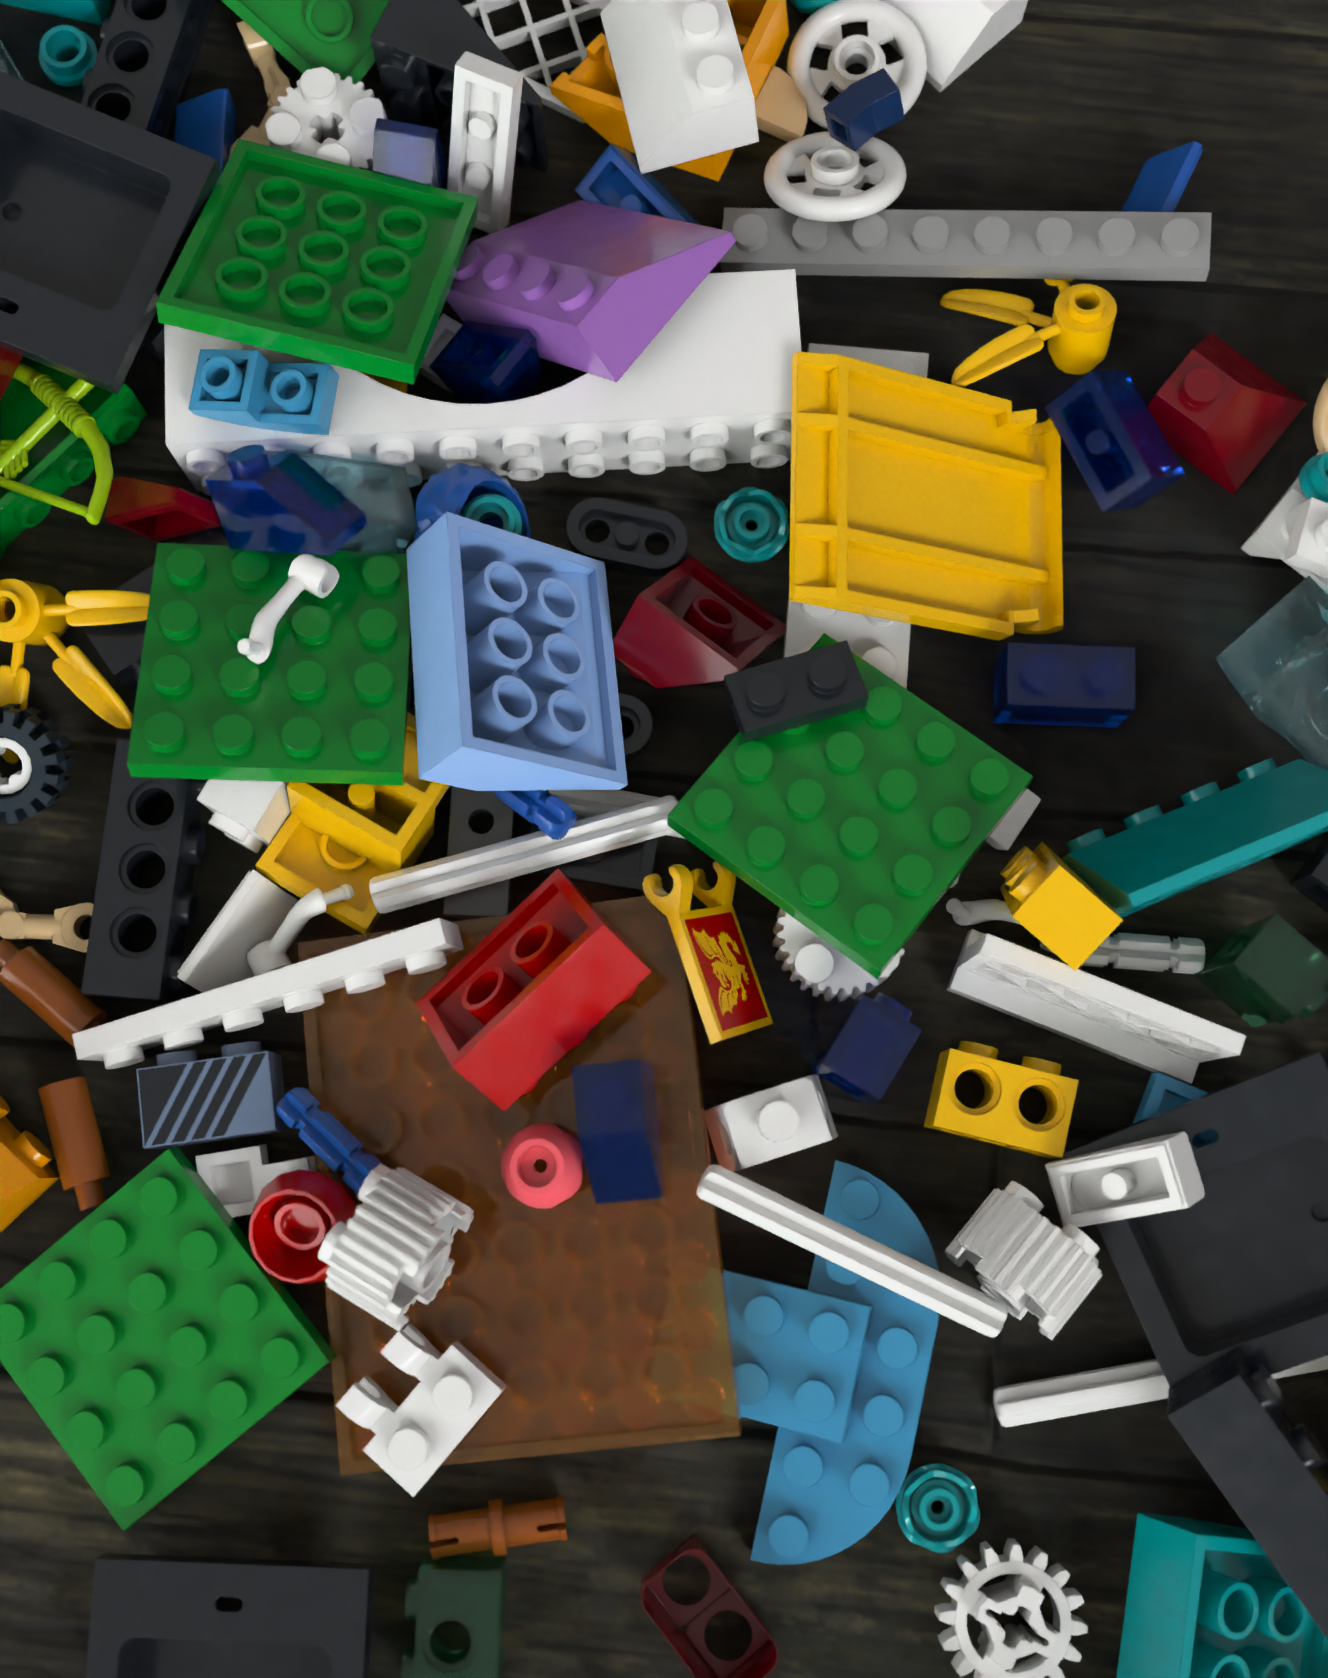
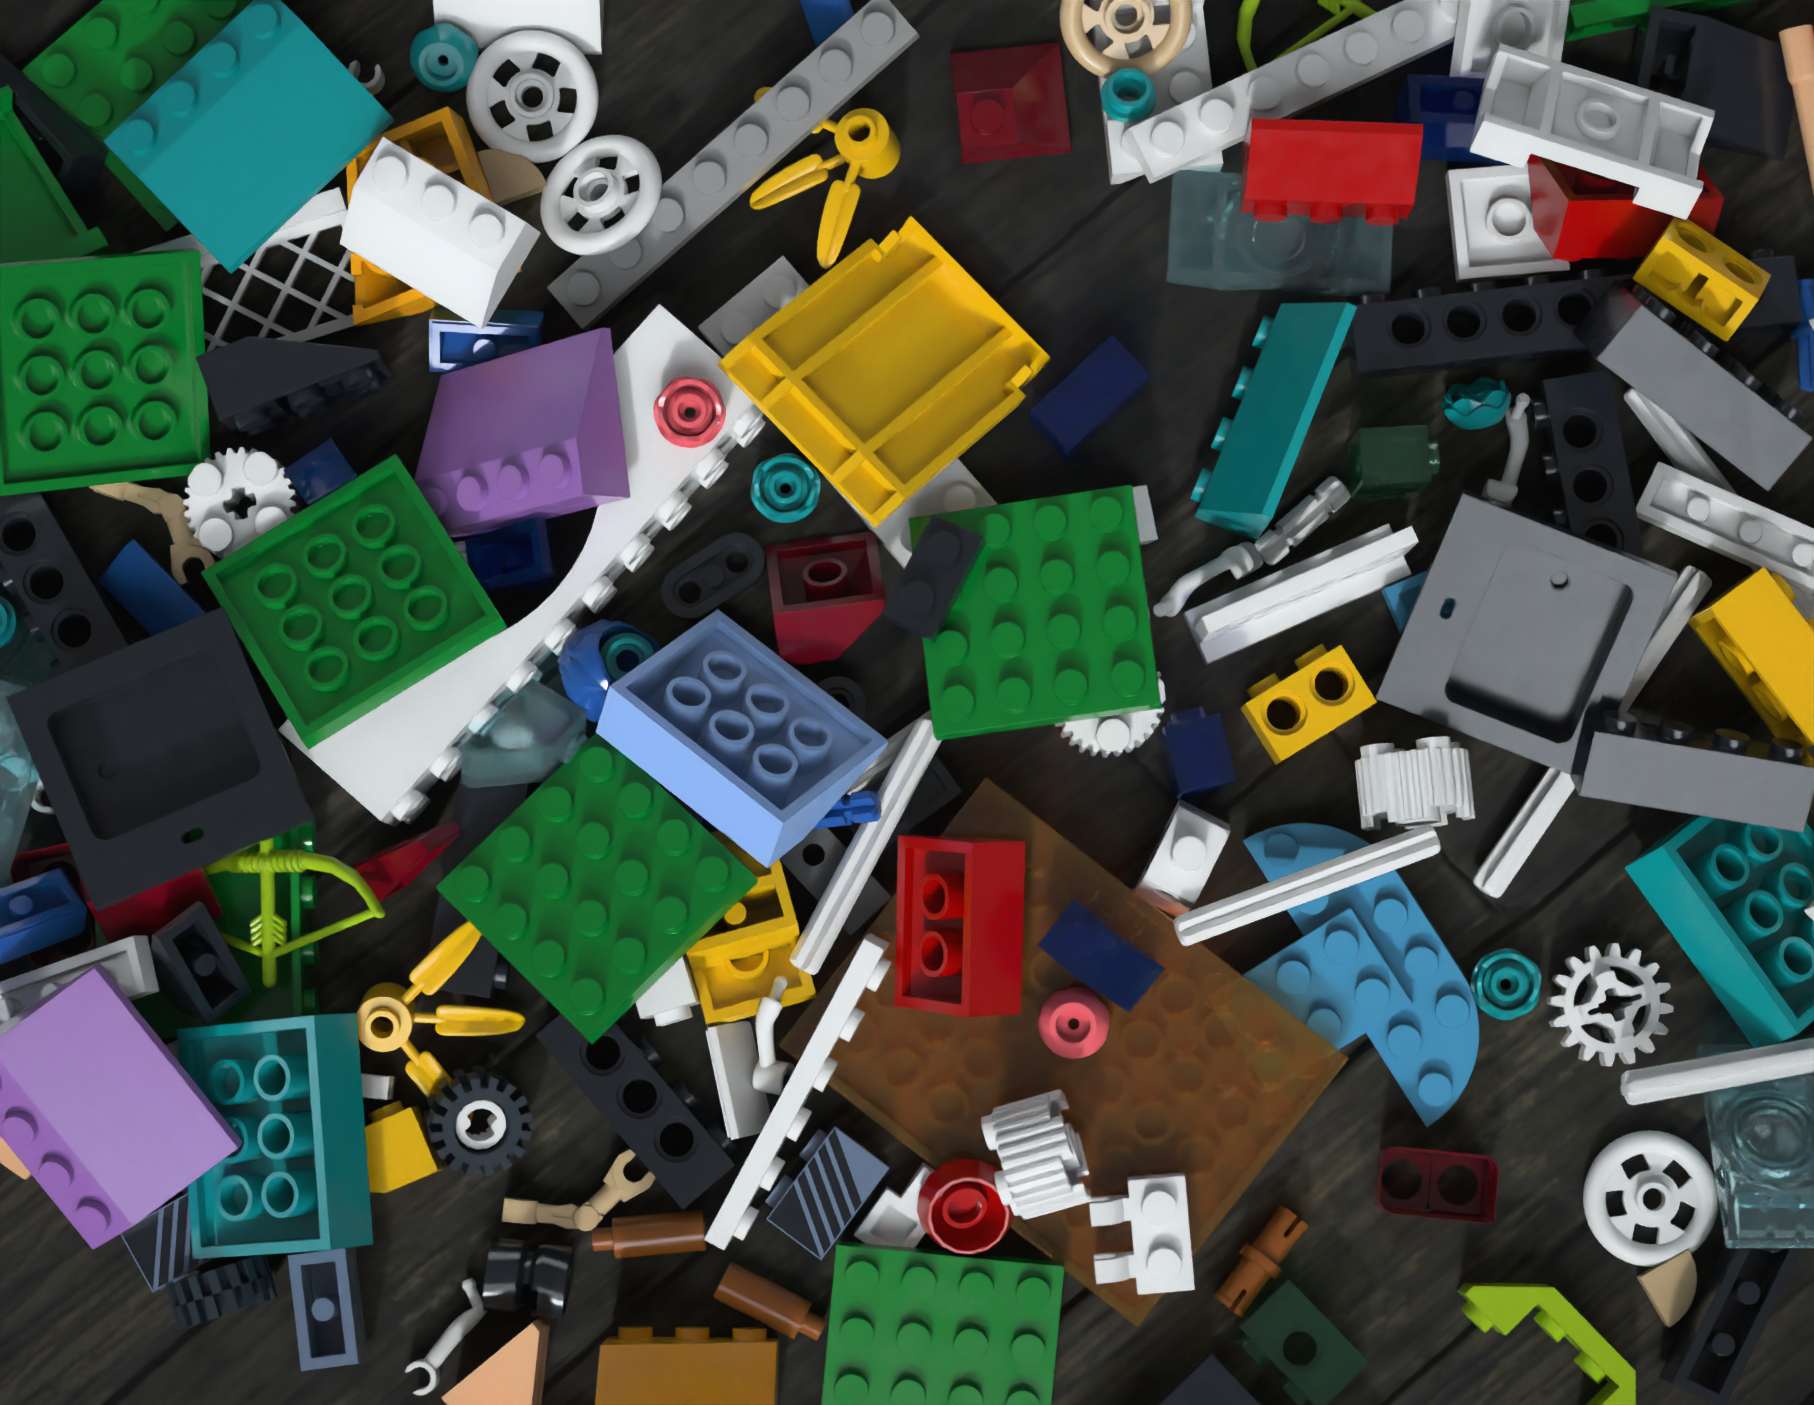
camera: 45 degrees left, 5 degrees up
(263, 394) = (411, 725): dark azure slope -> none
(281, 504) = (498, 784): clear blue slope -> none
(304, 573) = (561, 810): white piece -> none
(327, 1137) = (928, 1140): blue axle -> none
(484, 136) = (361, 412): white plate -> none
(712, 950) = (1043, 790): flag -> none
(737, 346) = (676, 399): none -> coral plate
(864, 110) = (576, 131): dark blue piece -> none
(1056, 904) = (1222, 553): yellow slope -> none
(1114, 440) = (964, 201): clear blue brick -> none
(1126, 1181) = (1427, 679): white slope -> none

